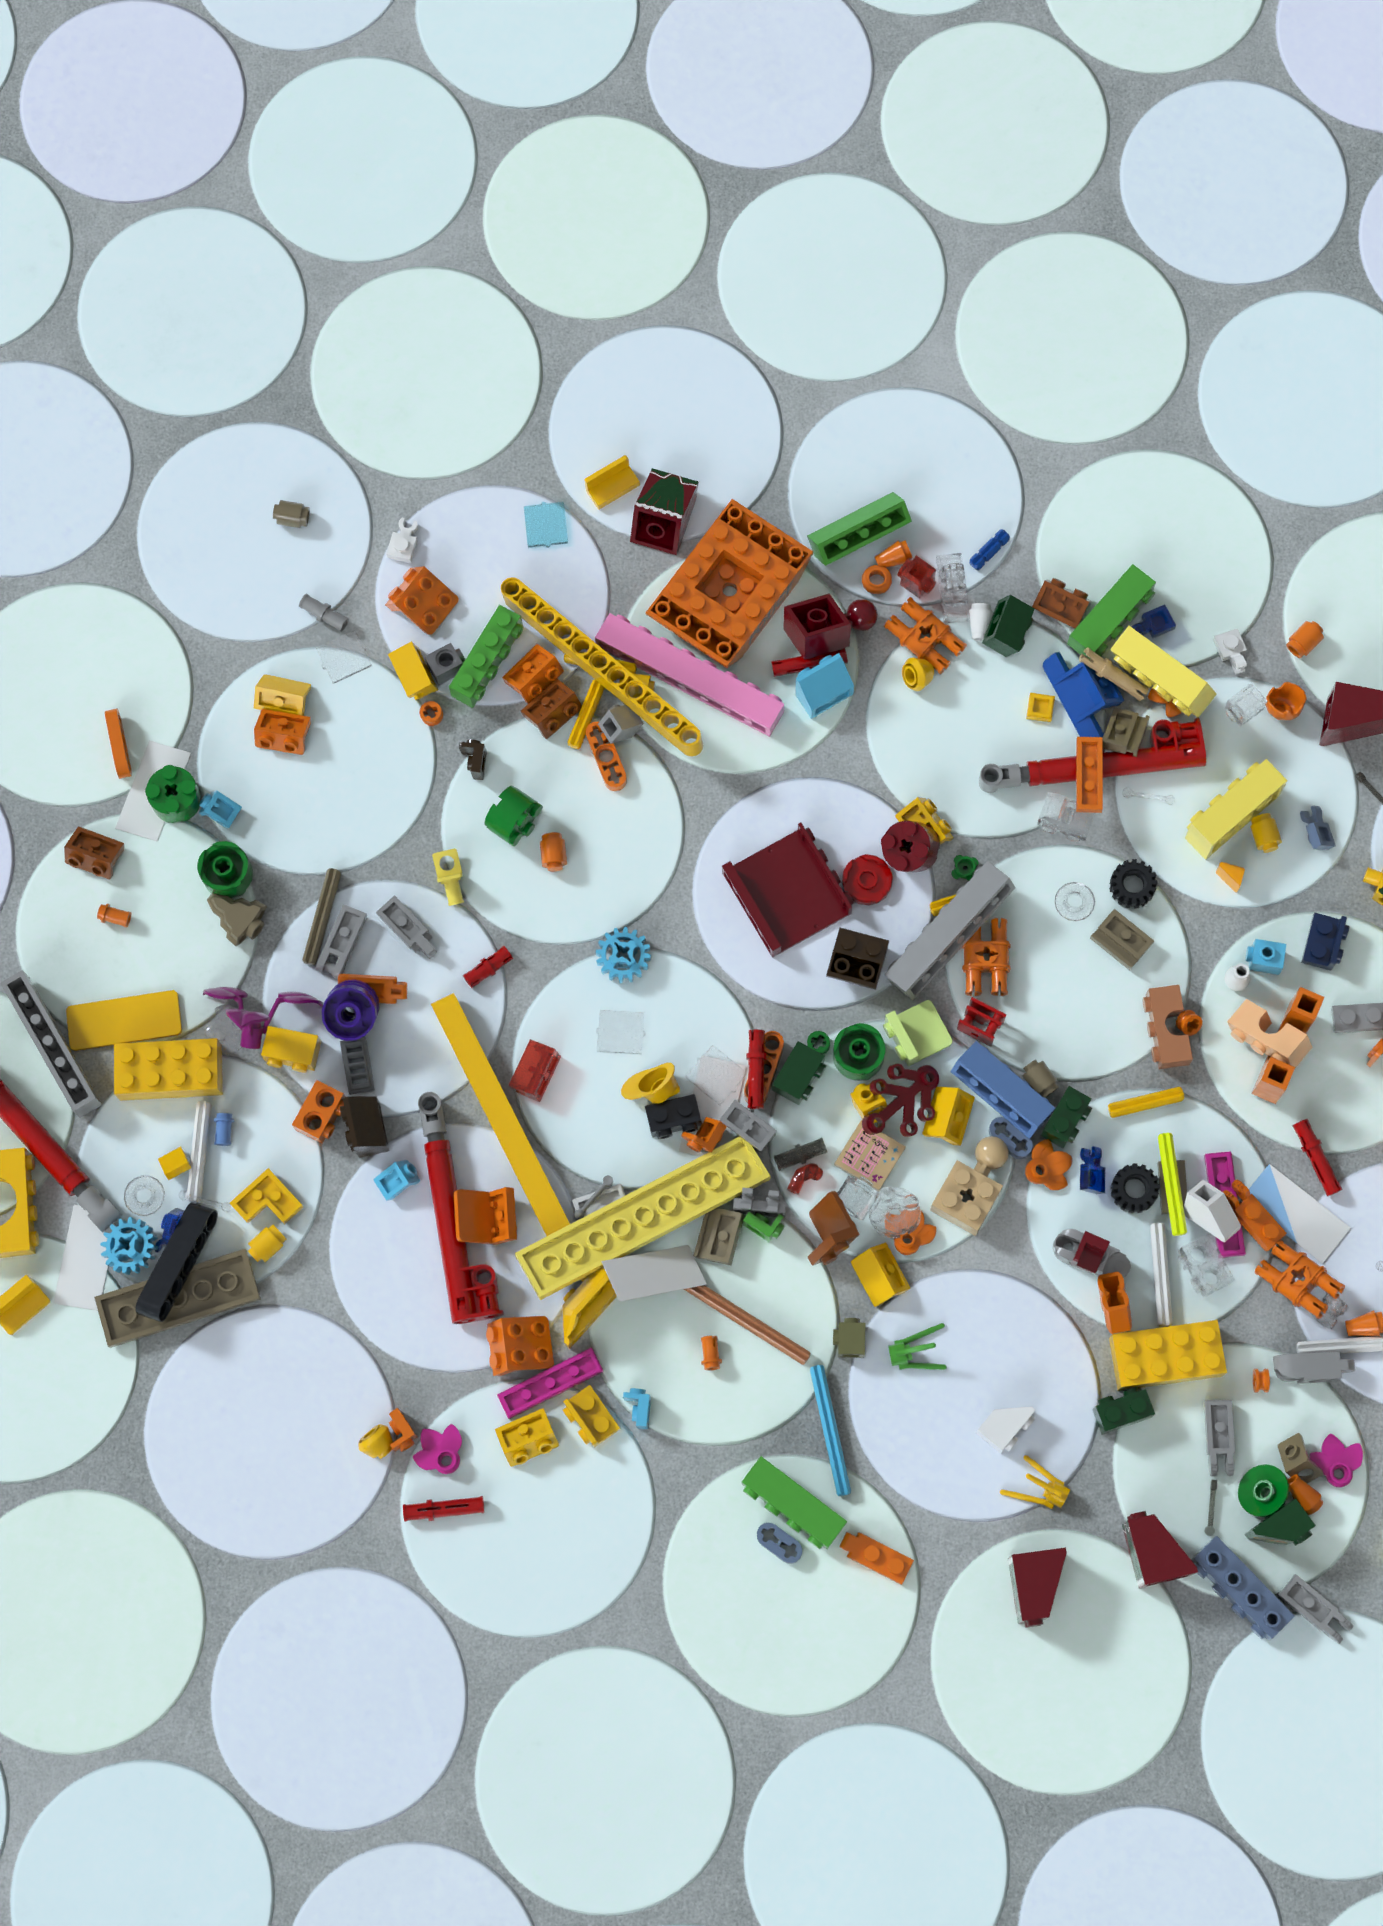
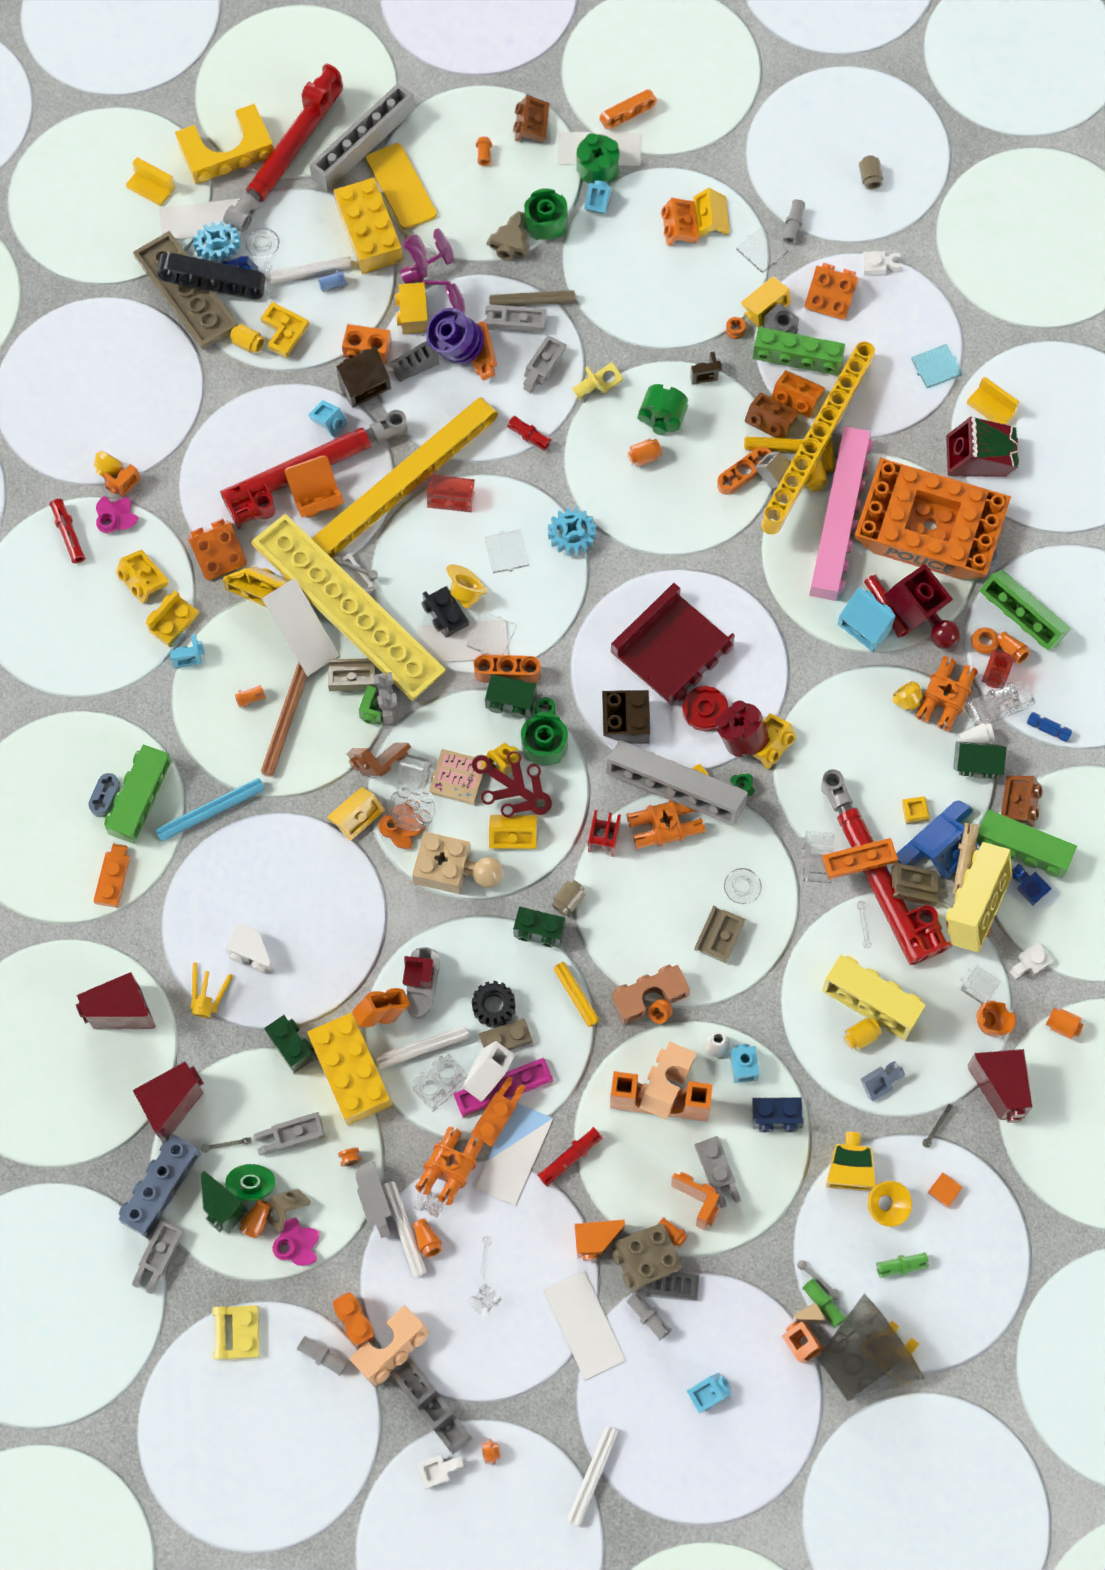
camera: 70 degrees right, 5 degrees down
(174, 1163) = (293, 254): yellow tile -> none
(550, 1383) = (192, 582): dark pink tile -> none
(707, 1136) = (432, 640): orange bracket -> none
(748, 1126) = (451, 668): light grey hinge -> none
(756, 1069) = (500, 656): red pin -> none
(800, 1154) = (441, 719): clear smoke pin -> none
(802, 1174) = (425, 727): clear red arm -> none
(850, 1338) = (292, 802): olive brick -> none
(901, 1353) = (291, 848): bright green plant -> none
(917, 1032) = (577, 783): yellowish green bracket -> none
(1003, 1089) = (548, 865): medium blue brick -> none
(1014, 1134) = (504, 885): sand blue beam -> none
(1052, 1165) = (495, 928): orange plate -> none
(1091, 1173) = (494, 964): clear blue plate -> none
(1139, 870) = (783, 919): black tyre -> none
(1172, 1184) = (504, 1031): neon yellow axle -> none
(1231, 875) = (812, 1014): light orange slope -> none

